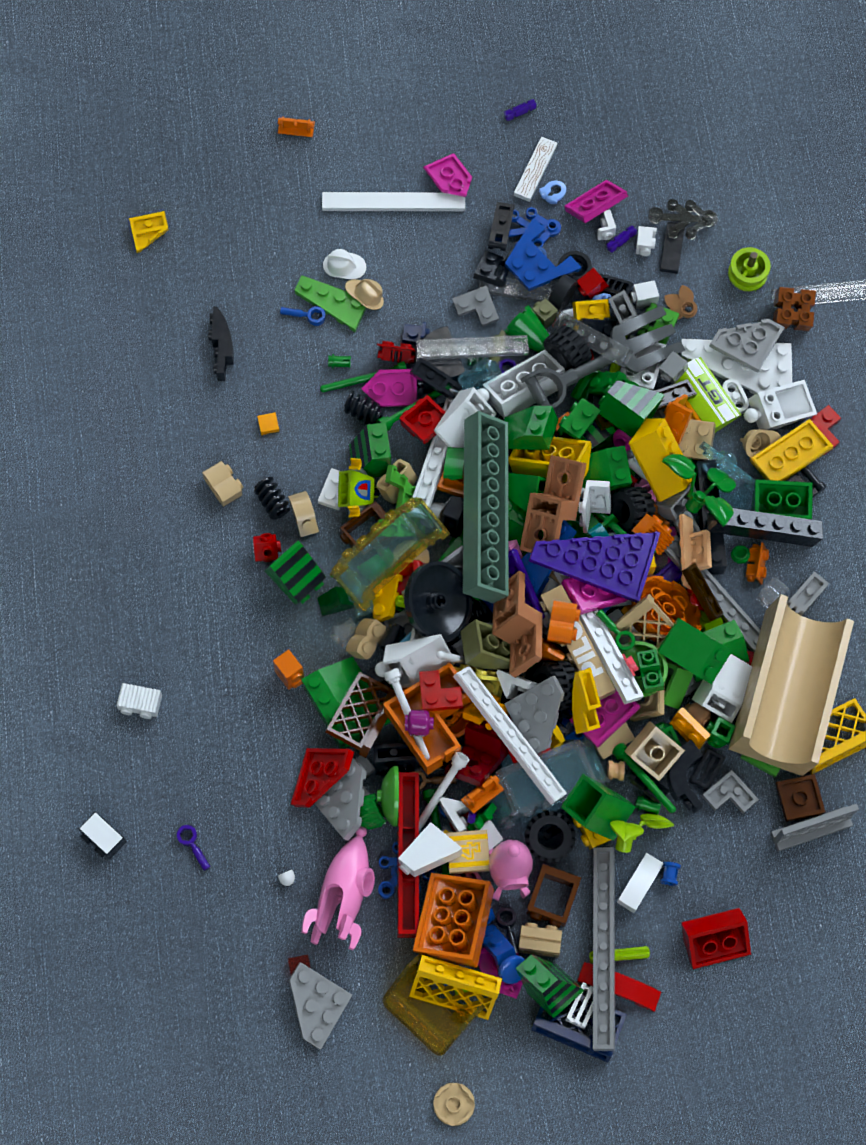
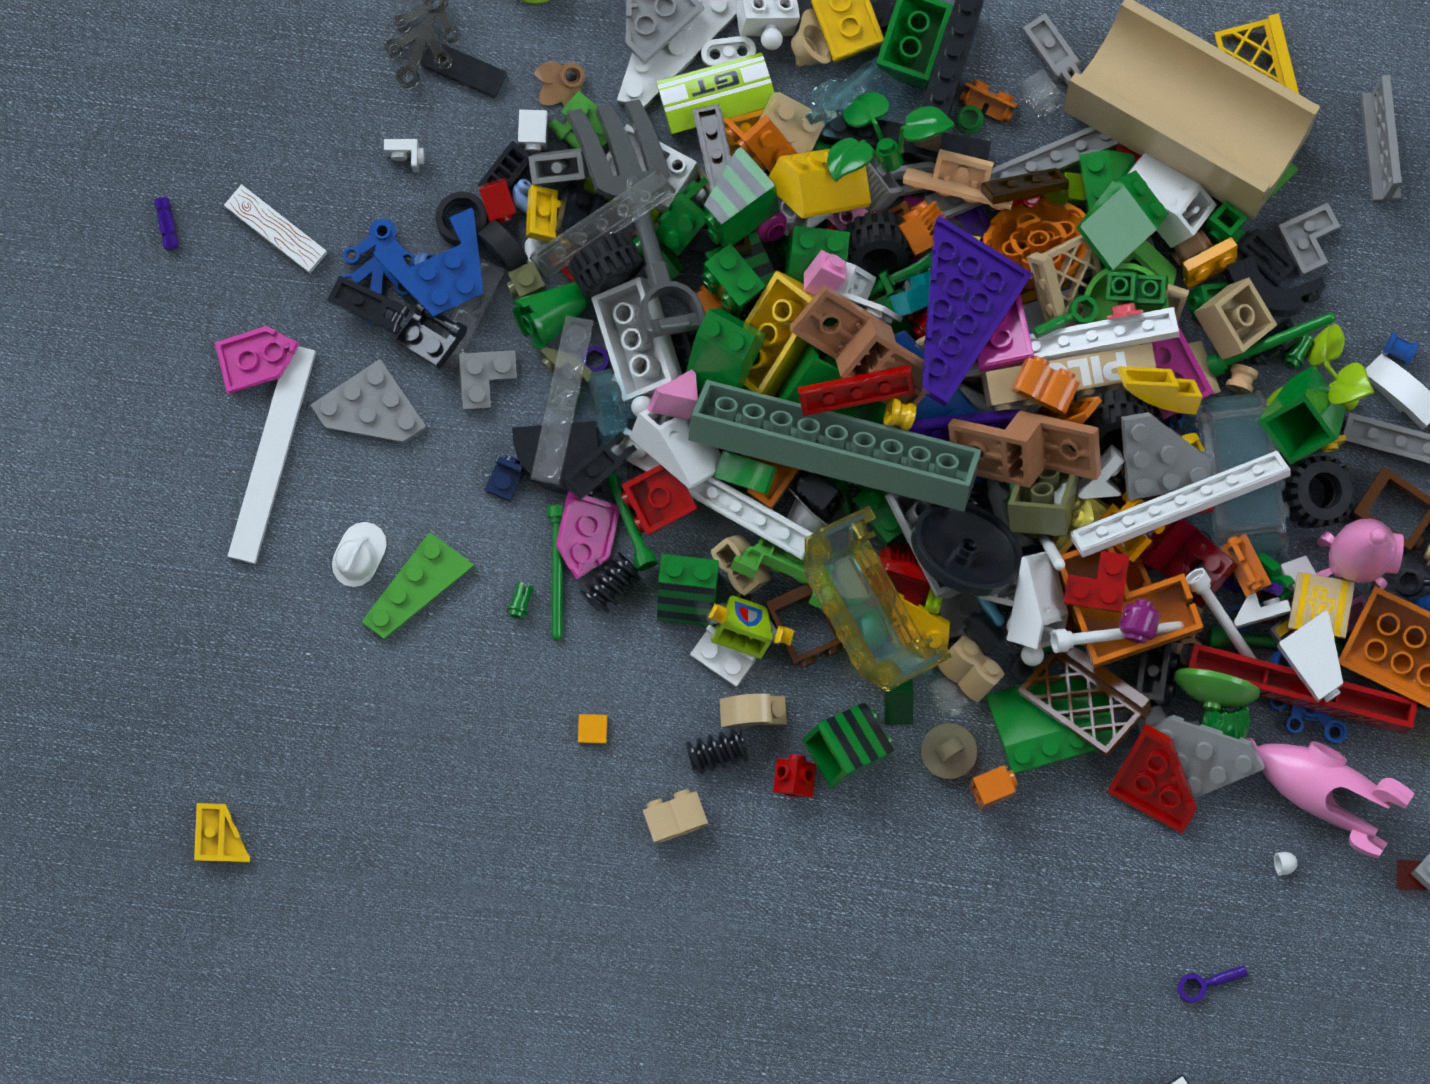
camera: 70 degrees left, 10 degrees up
(139, 700) = (981, 1012): white brick -> none
(221, 342) = (434, 764): black slope -> none
(296, 127) = (99, 568): orange hinge -> none
(299, 313) = (423, 639): blue piece -> none
(308, 641) = (949, 751): none -> dark tan tile
(366, 292) = (419, 533): tan piece -> none
(388, 347) = (531, 500): red hinge -> none
(439, 248) = (370, 407): none -> light grey plate
(492, 405) = (676, 397): none -> bright pink slope
(518, 540) = (900, 414): none -> yellow wheel
(524, 506) = (856, 390): none -> red tile
(544, 191) = (332, 212): light blue piece -> none
(596, 201) = (360, 155): dark pink tile -> none
(597, 470) = (826, 270): none -> bright pink brick
(621, 238) = (429, 137): dark purple axle -> none
(645, 240) = (445, 104): white brick -> none
(673, 368) = (671, 125): light grey brick -> none
(800, 797) = (1337, 148): reddish brown plate -> none

